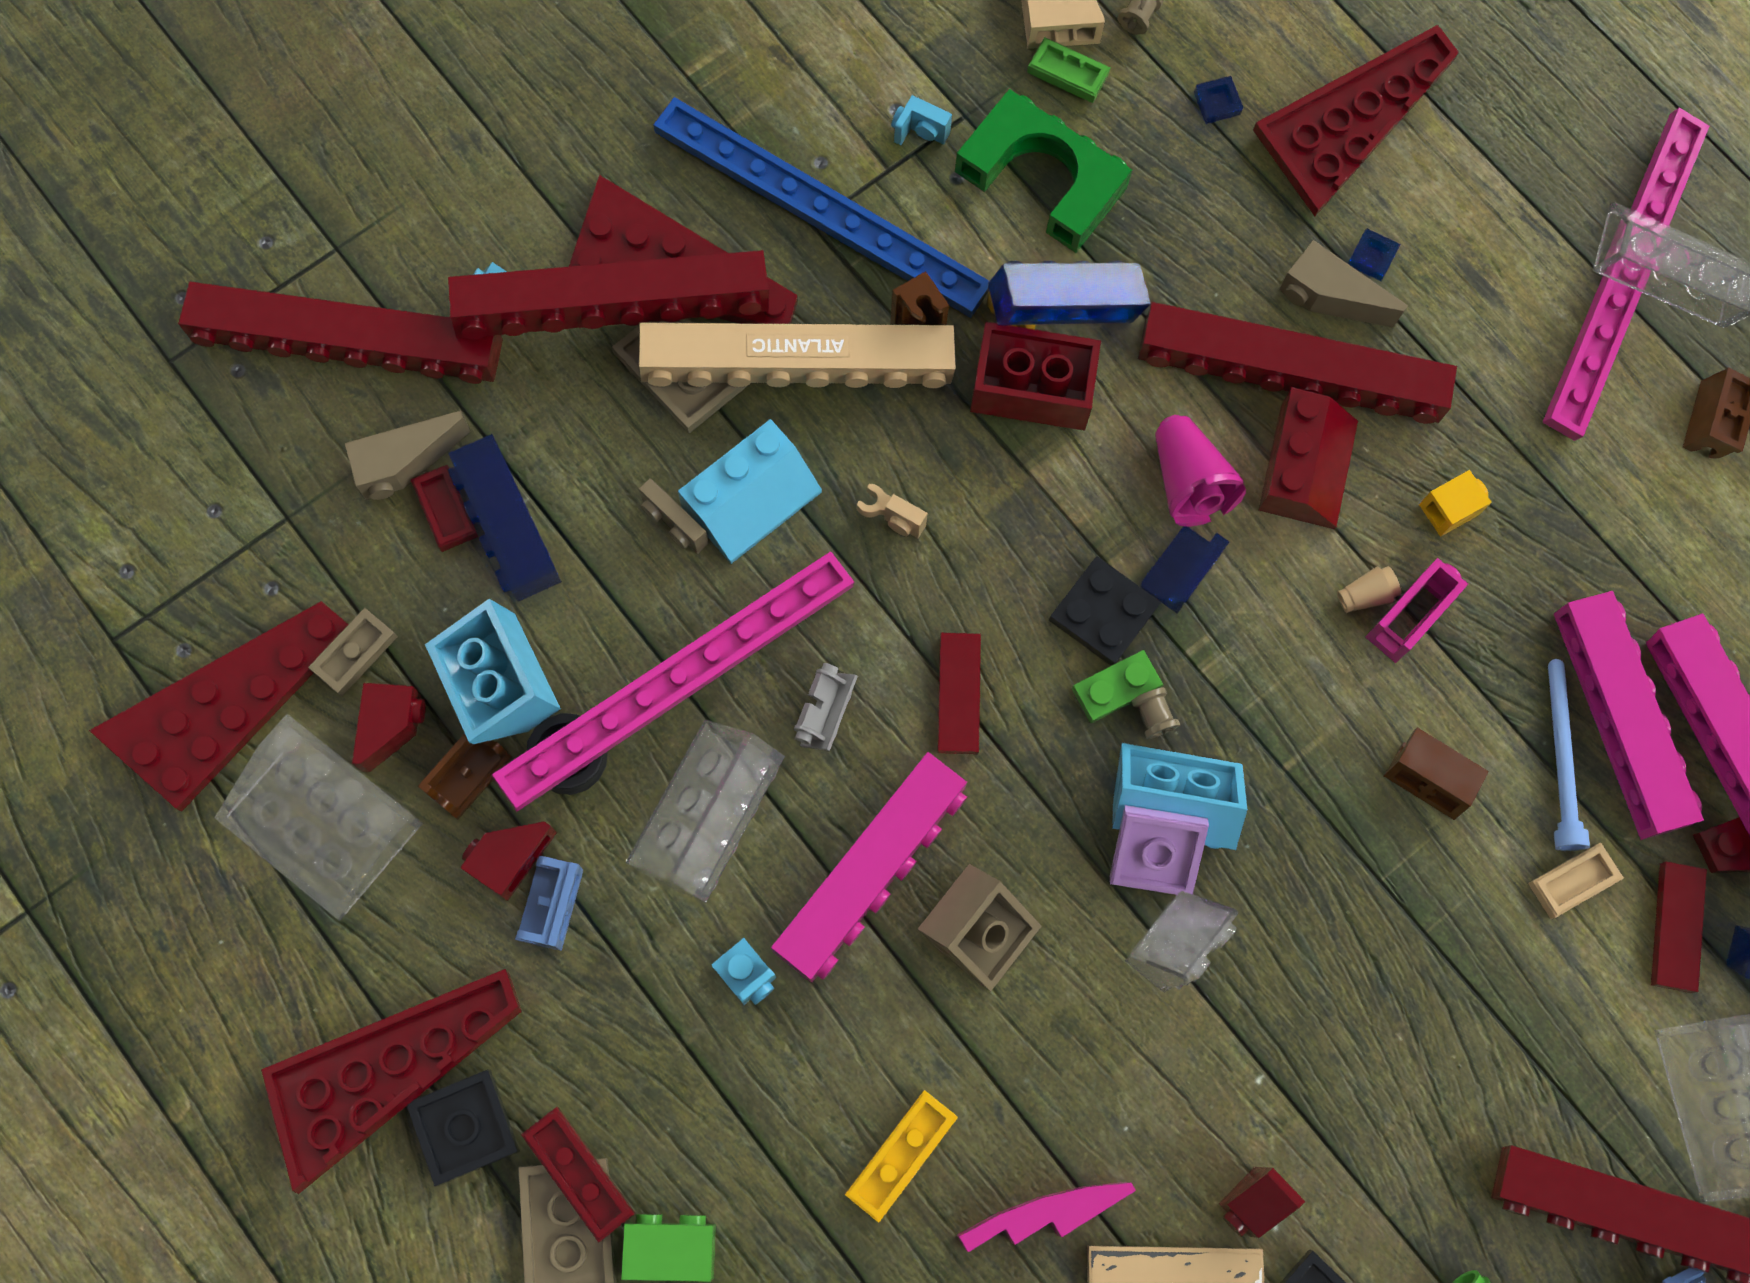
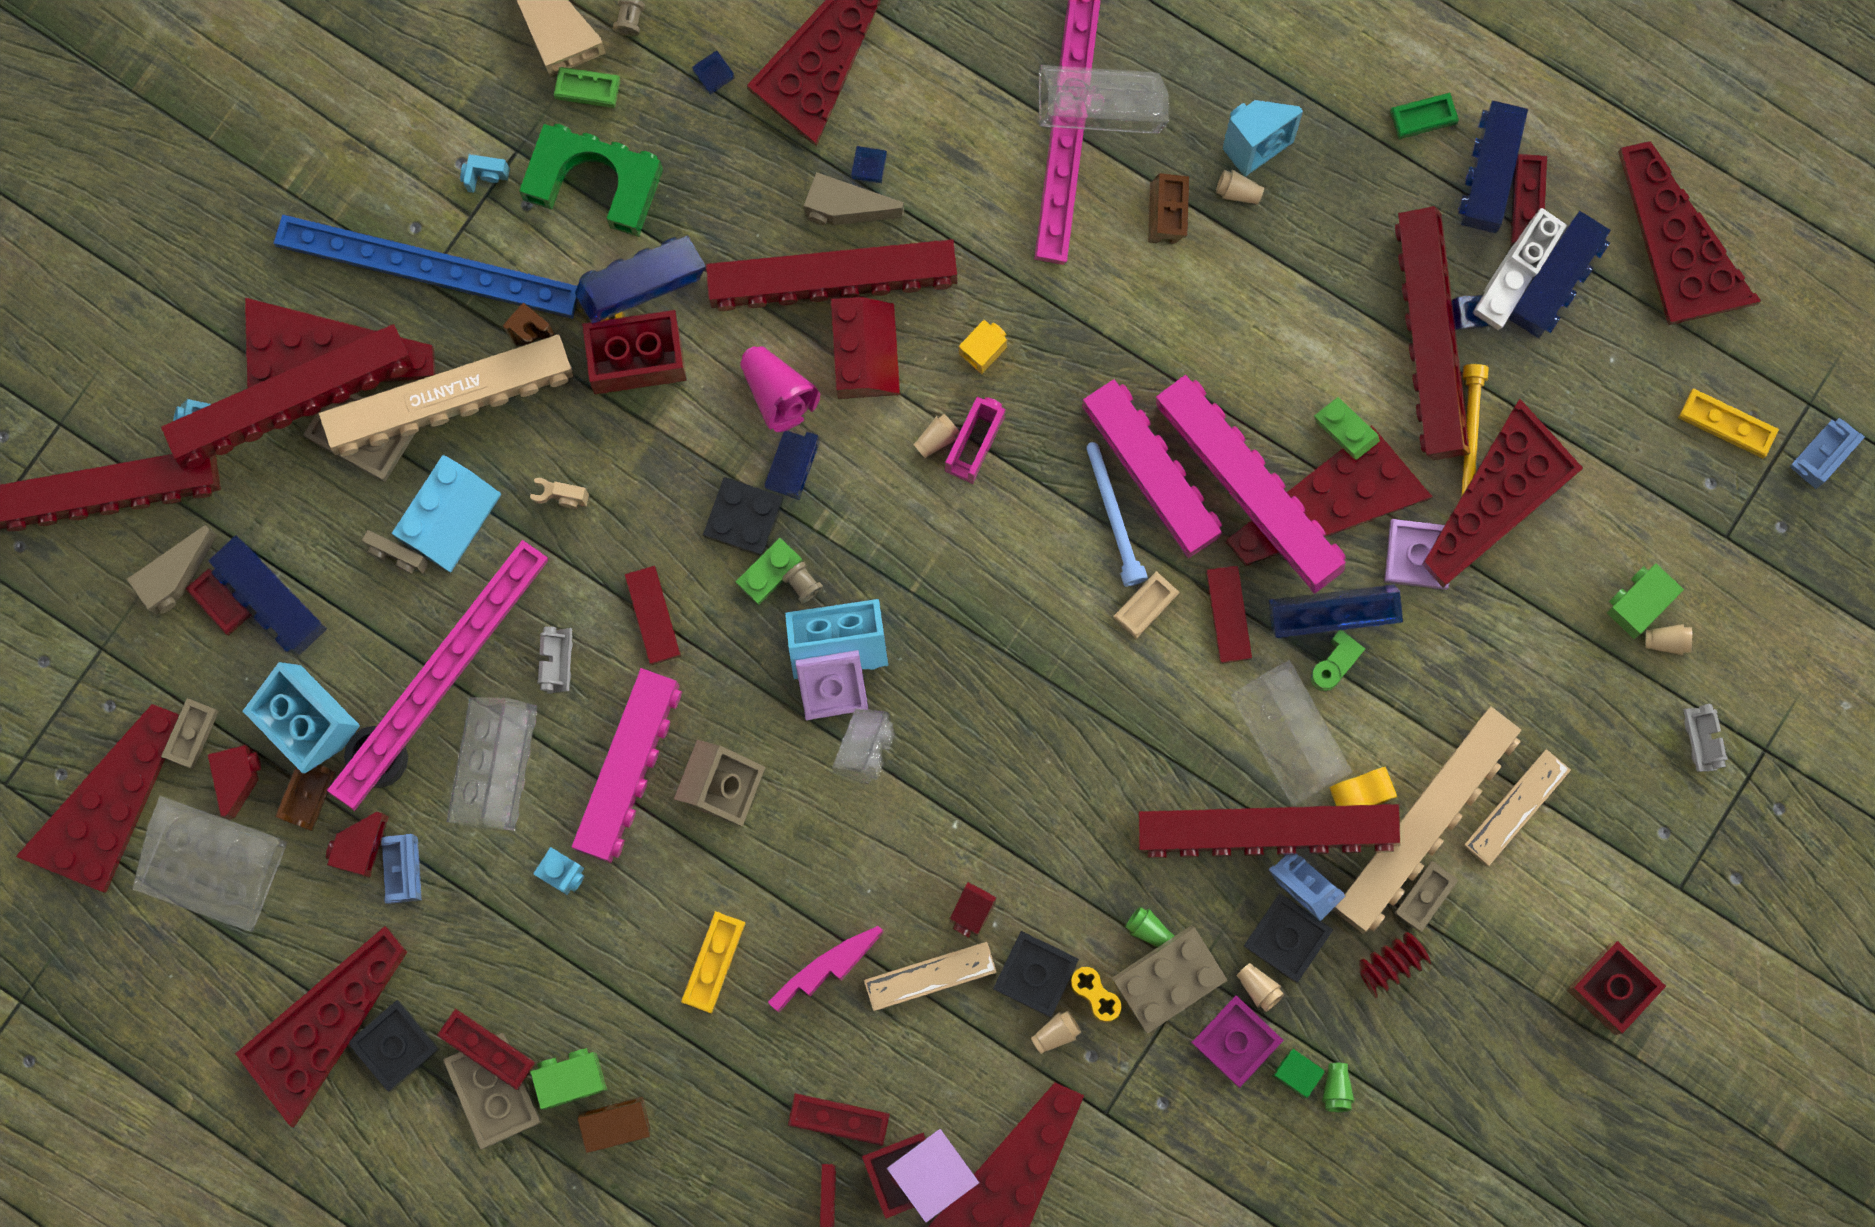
camera: 10 degrees left, 5 degrees up
(1436, 774) = (1021, 559): reddish brown hinge -> none

